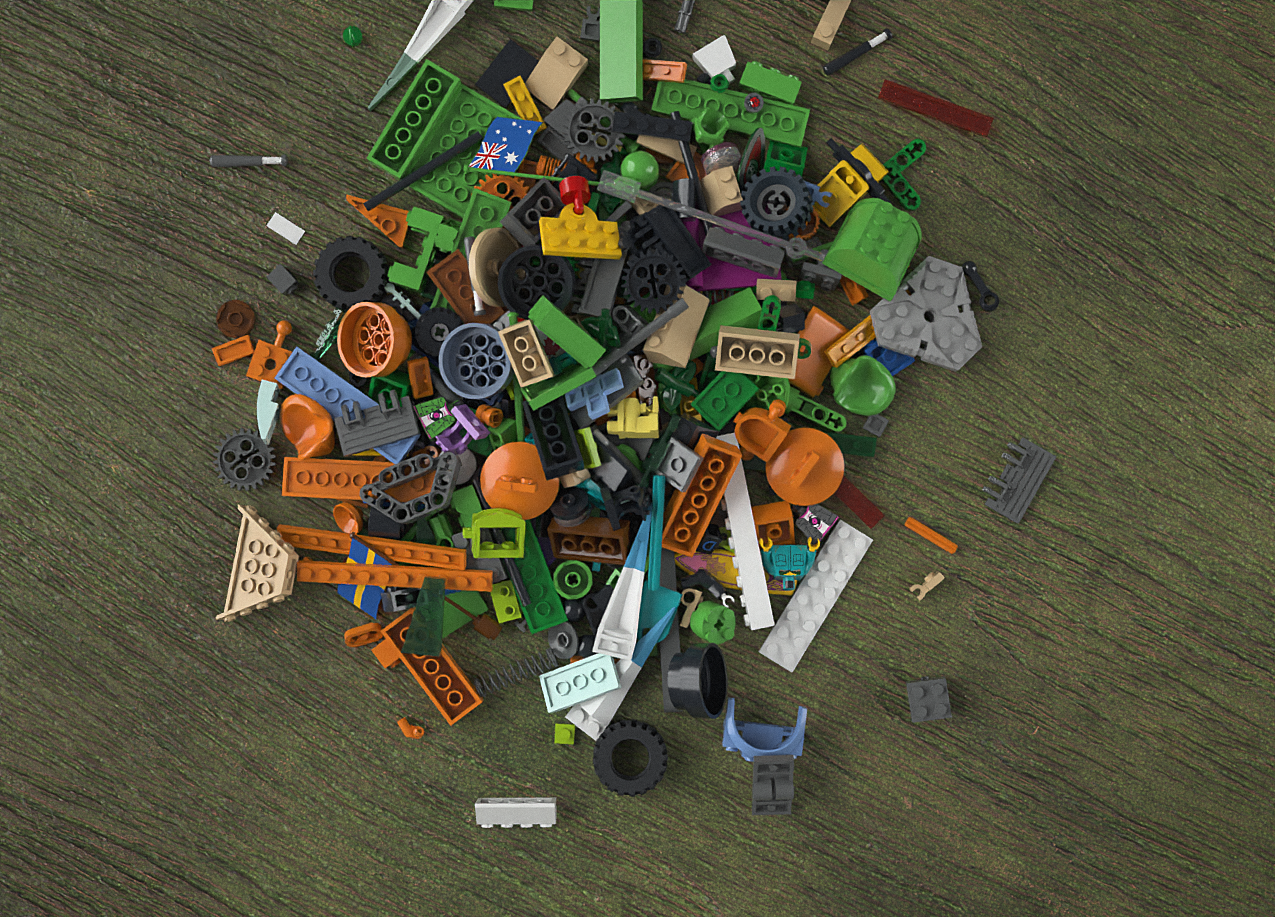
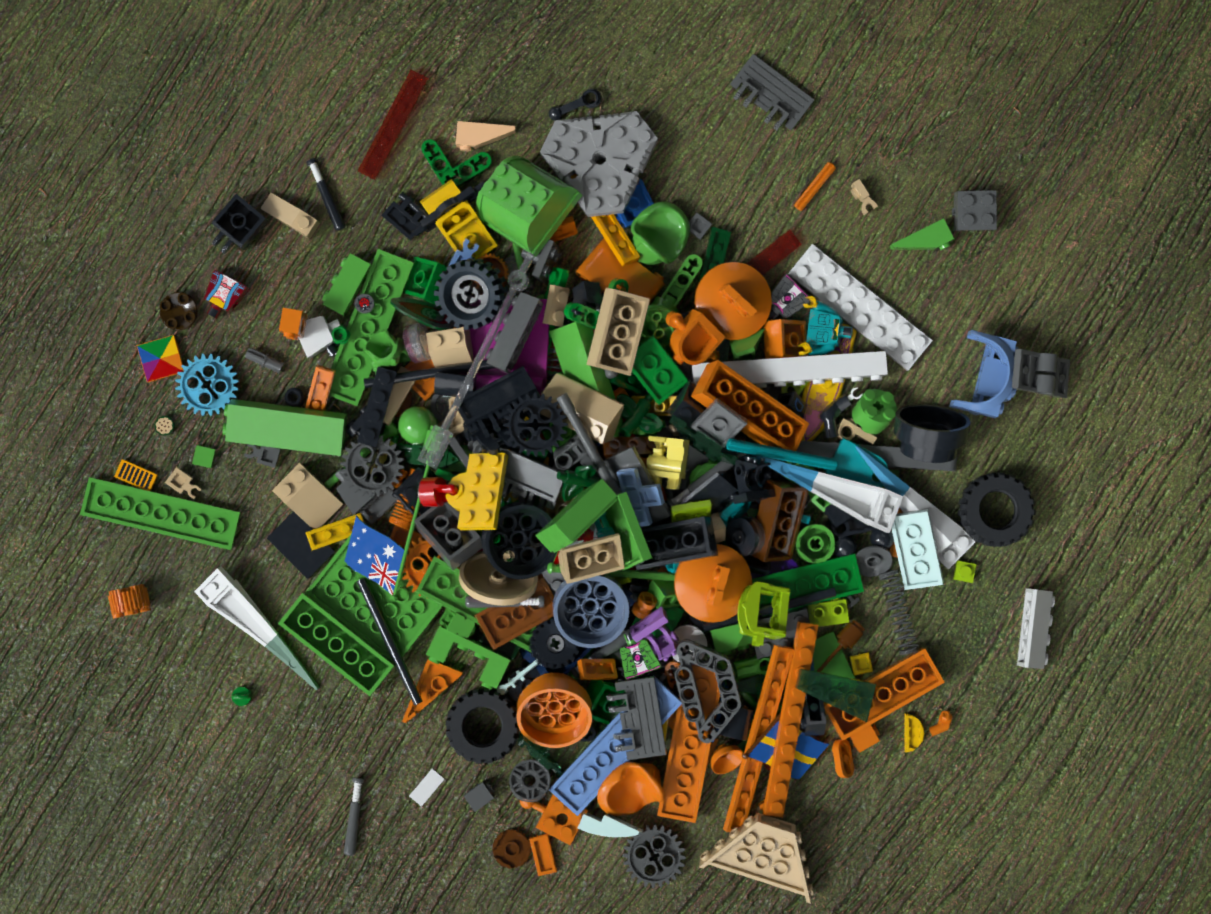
camera: 90 degrees left, 0 degrees up
(308, 316) = (526, 769): none -> dark grey wheel
(398, 702) = (913, 732): none -> yellow tile
(460, 641) = (861, 663): none -> yellow tile
(723, 32) = (292, 323): none -> orange brick
(759, 486) = (746, 348): none -> bright green slope
(842, 129) = (401, 219): none -> black plate
(894, 656) = (929, 238): none -> bright green slope
(936, 192) = (476, 135): none -> light nougat slope

